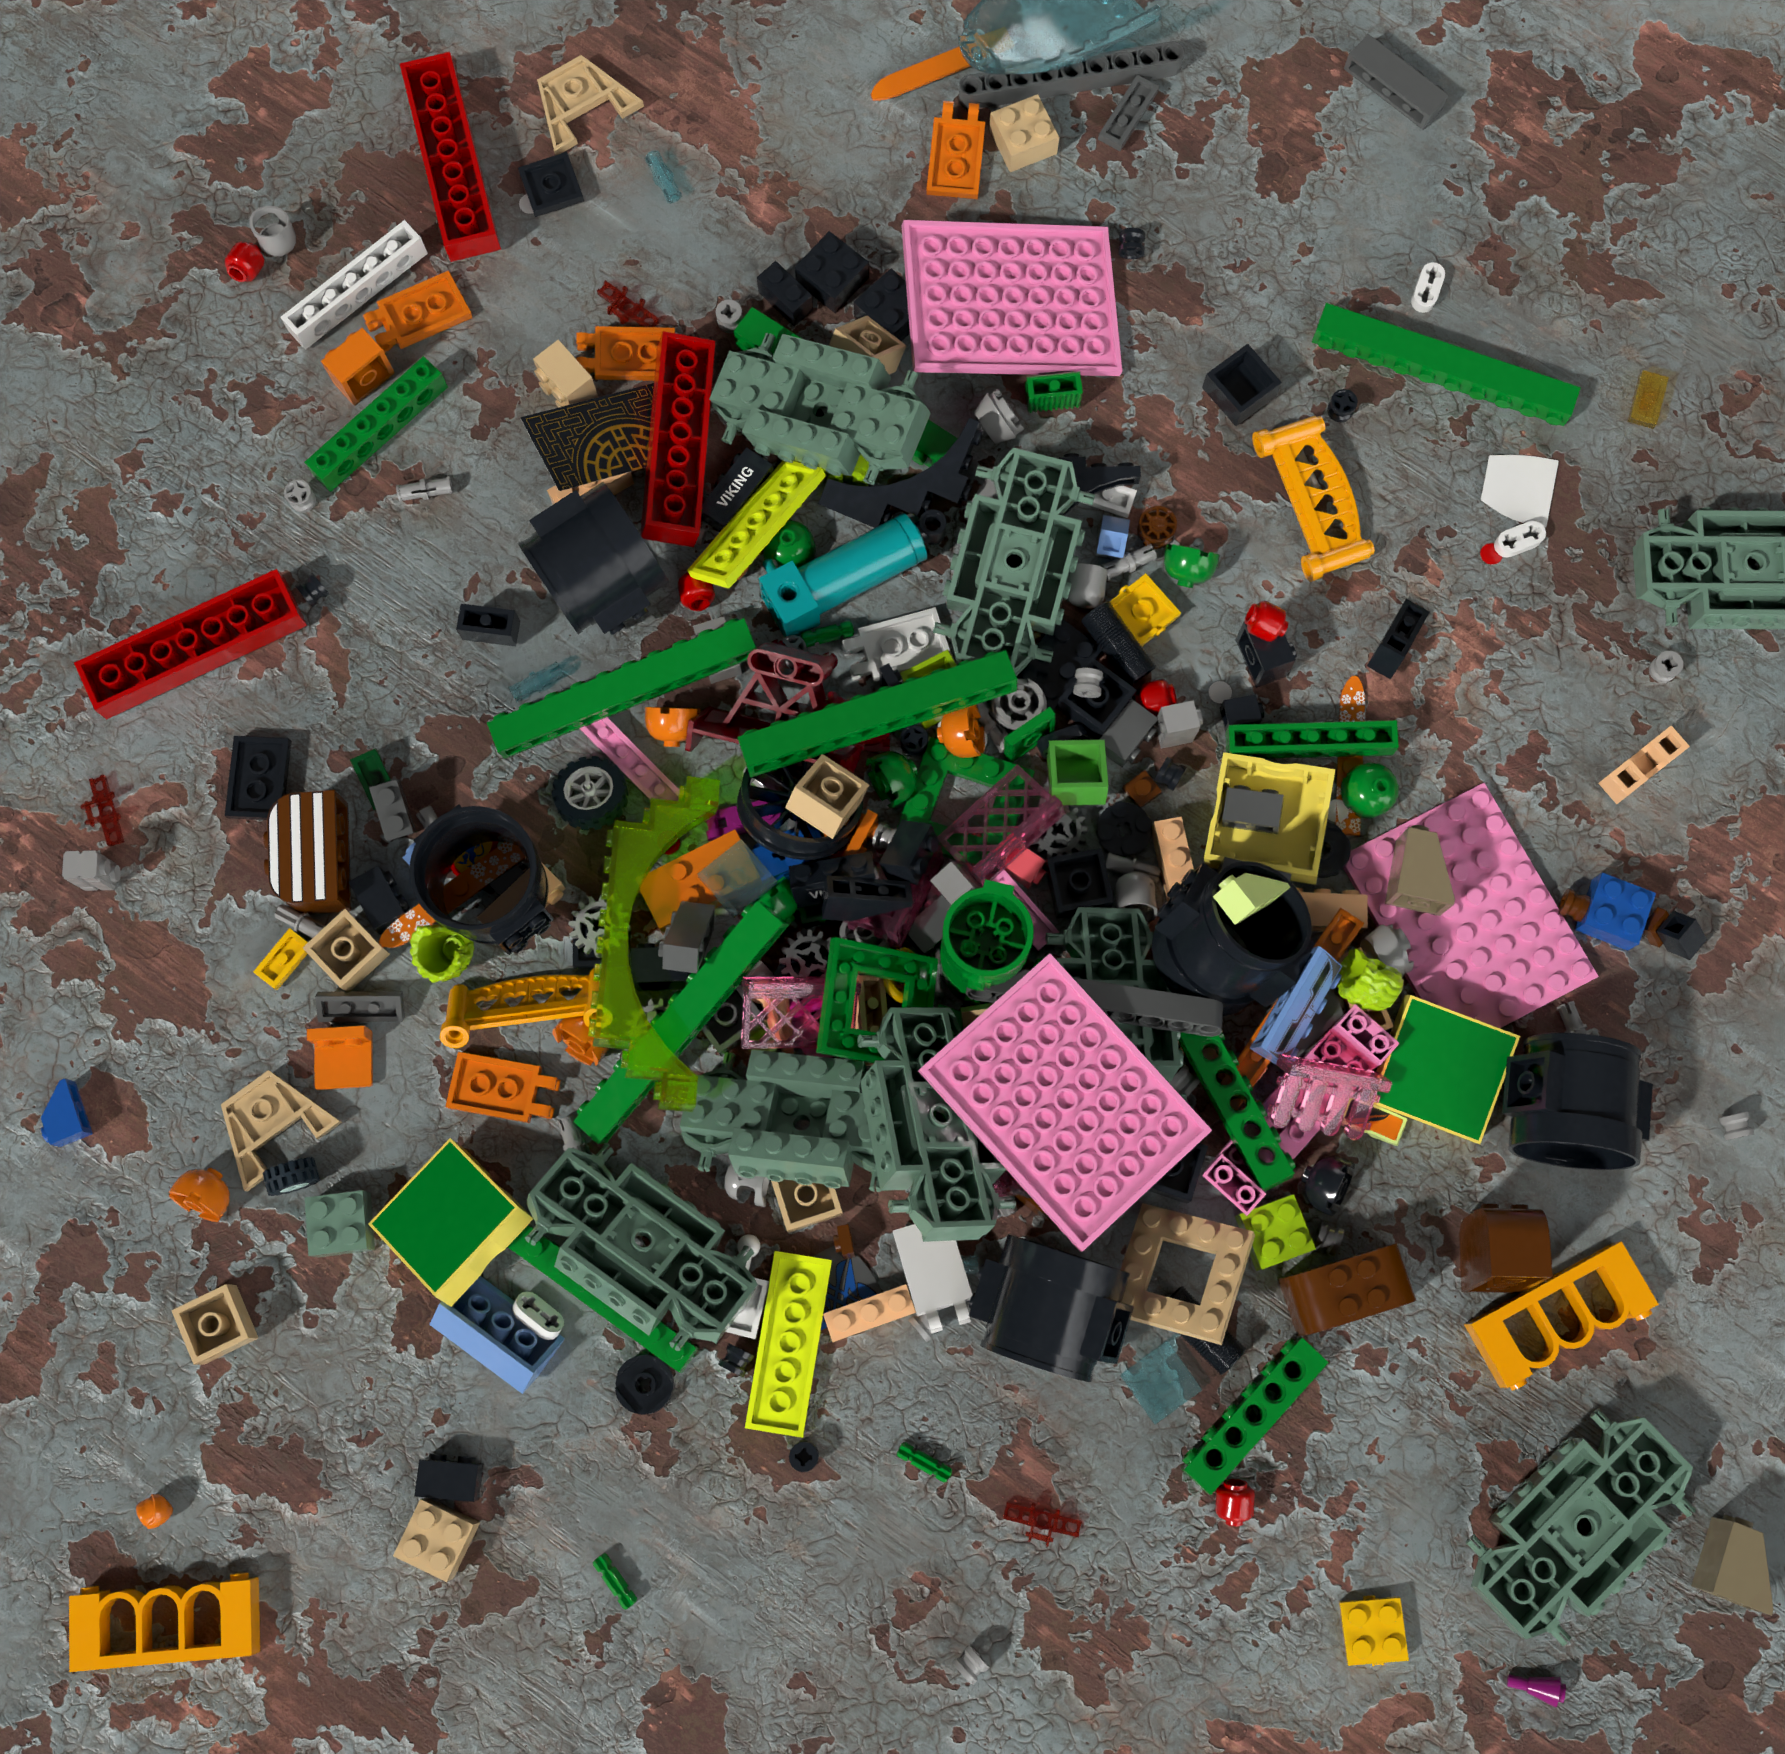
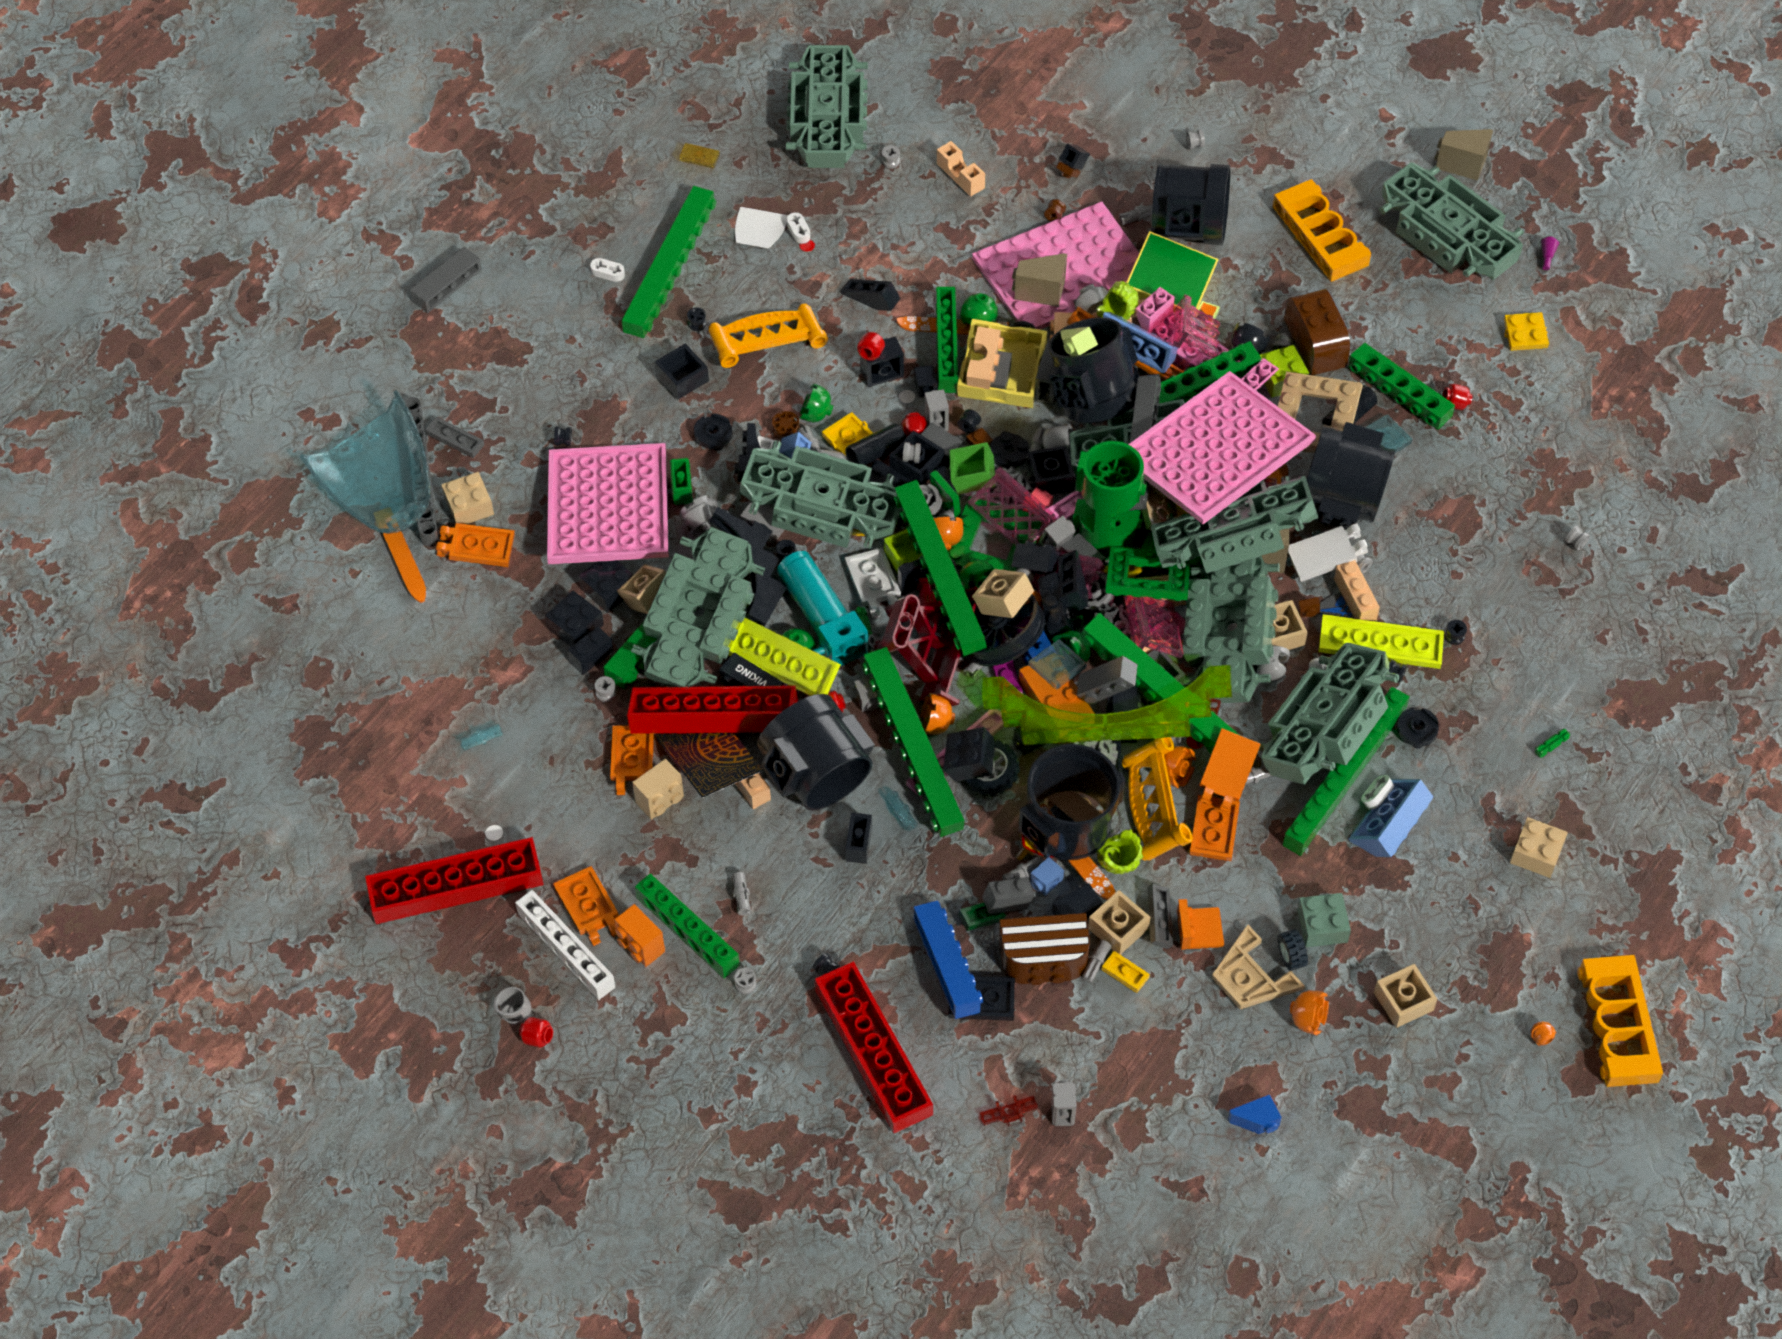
camera: 90 degrees left, 20 degrees down
(301, 731) = (947, 959): none -> blue brick
(448, 1478) = (1496, 842): black brick -> none
(450, 1222) = (1318, 837): green tile -> none
(551, 184) = (482, 813): black plate -> none
(563, 1104) = (1228, 768): none -> orange tile
(576, 90) = (400, 800): tan wing -> none
(593, 758) = (969, 754): none -> black piece
(632, 312) = (598, 760): clear red piece -> none
(924, 1462) = (1451, 565): green axle -> none
(1032, 1522) = (1482, 506): clear red piece -> none
(1142, 448) = (717, 440): none -> black plate
(1171, 851) = (1029, 418): light nougat brick -> none
(1284, 792) = (982, 372): none -> light nougat arch
(1504, 1249) = (1286, 244): reddish brown brick -> none
(1616, 911) = (1060, 185): blue brick -> none

